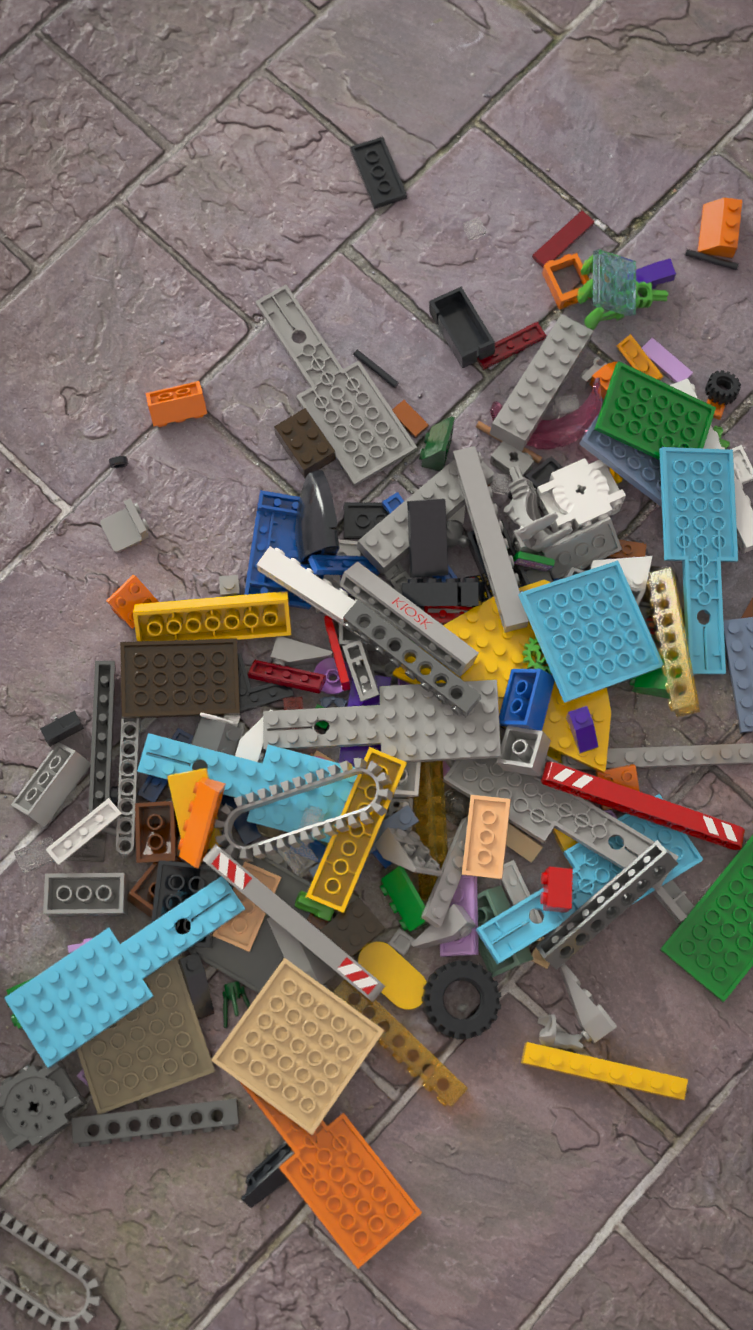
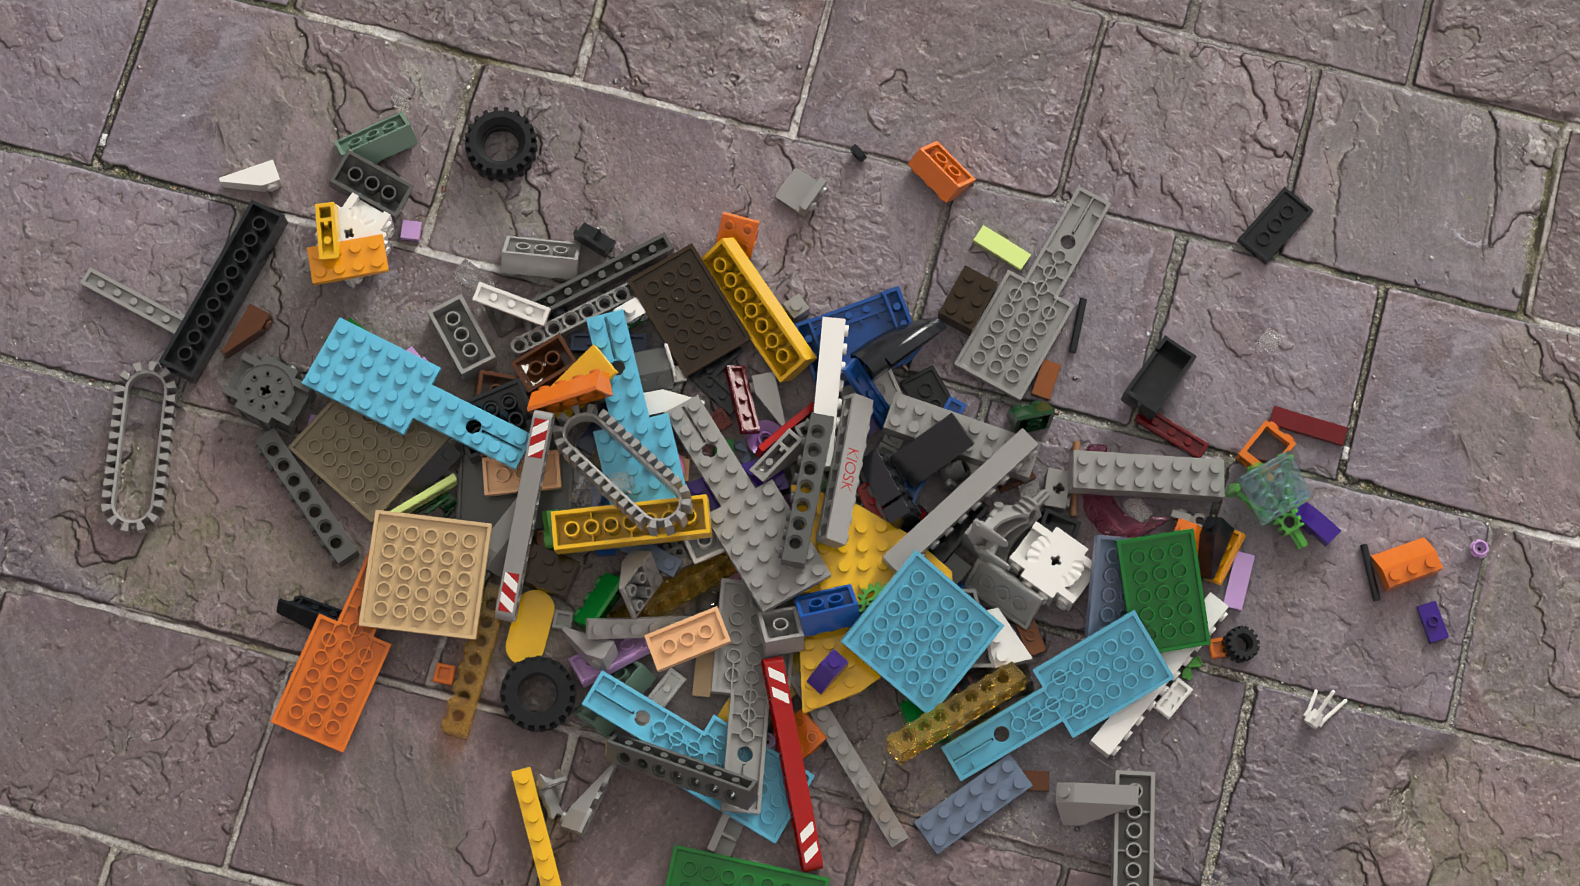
camera: 60 degrees right, 0 degrees up
(152, 725) = (634, 313): none -> white torso
(217, 1009) = (427, 495): none -> yellowish green tile
(272, 392) = (1002, 248): none -> yellowish green tile
(394, 1077) = (444, 674): none -> orange tile
(533, 561) = (963, 552): tile -> none
(557, 889) = (672, 722): red brick -> none
(620, 351) = (1212, 545): none -> black slope
(738, 165) = (1481, 544): none -> lavender plate

